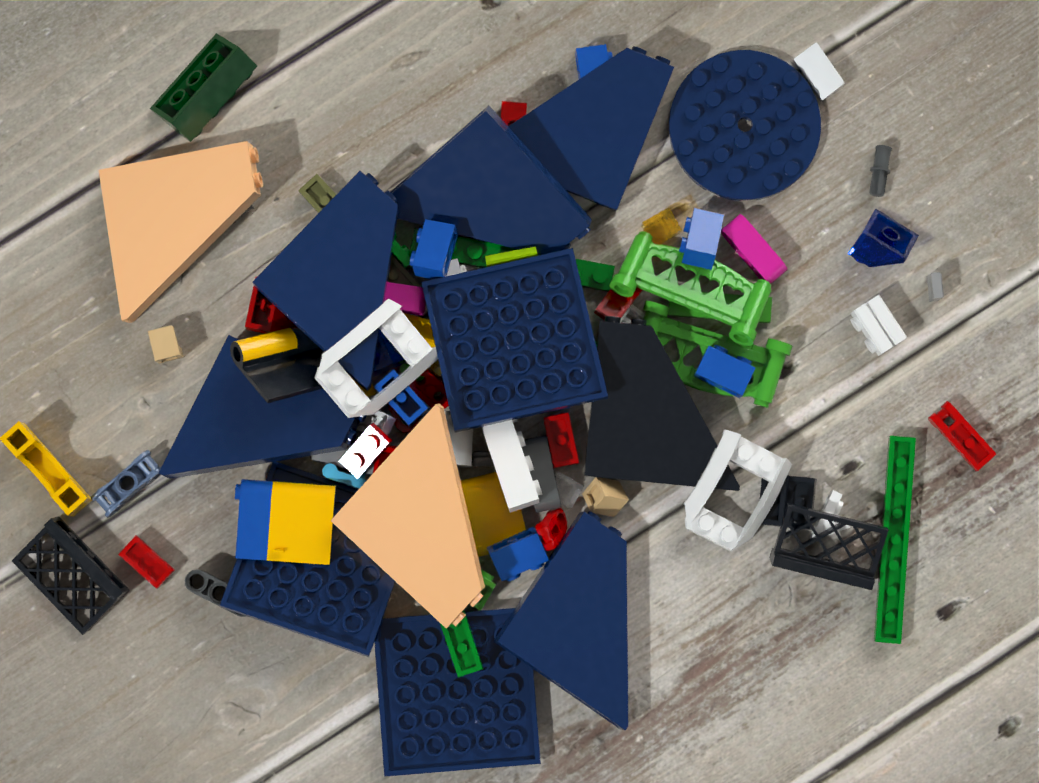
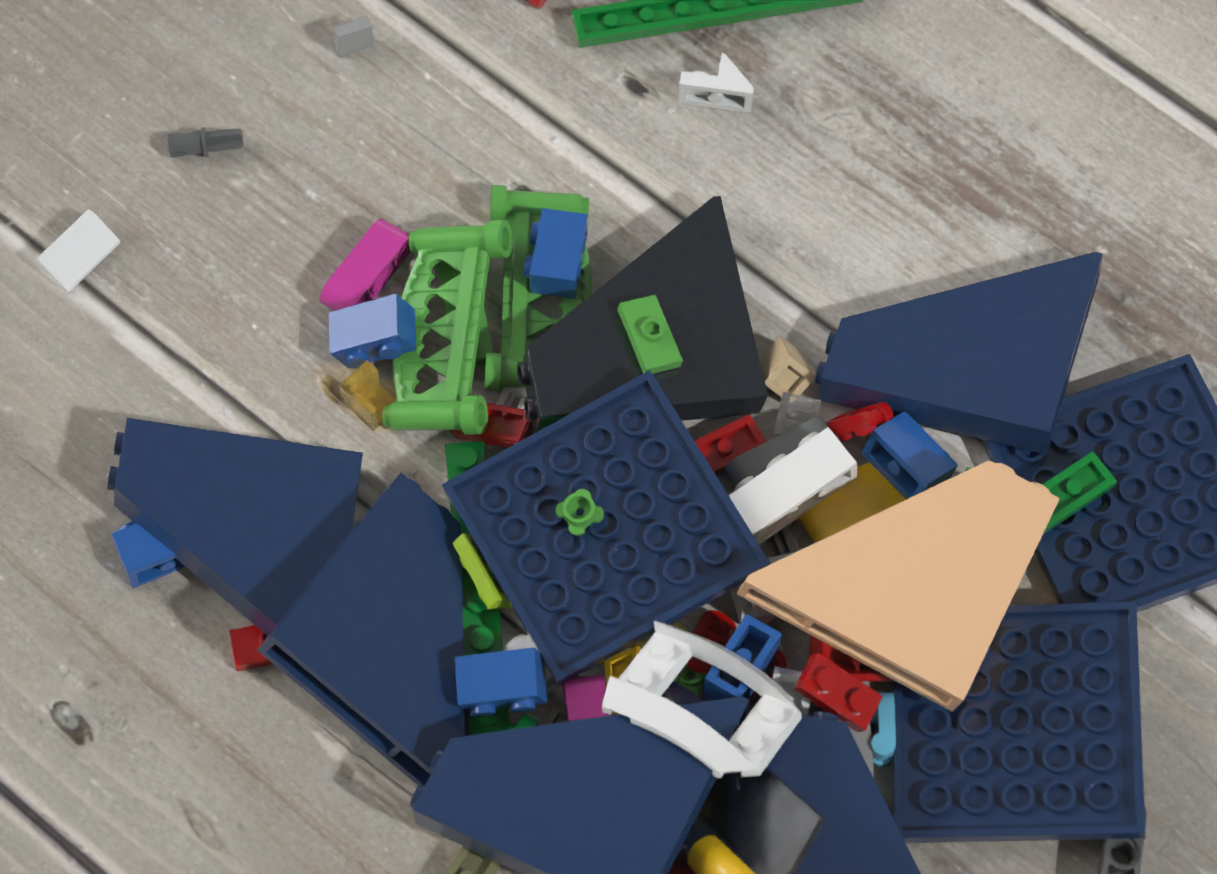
camera: 105 degrees left, 20 degrees down
(284, 521) = (982, 780): yellow door -> none
(516, 320) = (579, 500): none -> bright green plate
(641, 408) = (649, 334): none -> bright green plate
(751, 458) = (668, 206): white wedge -> none
(754, 89) = (179, 275): dark blue plate -> none
(795, 491) = (710, 146): black slope -> none
(822, 567) = (785, 74): black fence -> none
(877, 325) = (429, 91): white brick -> none
(883, 241) = (309, 112): clear blue slope -> none

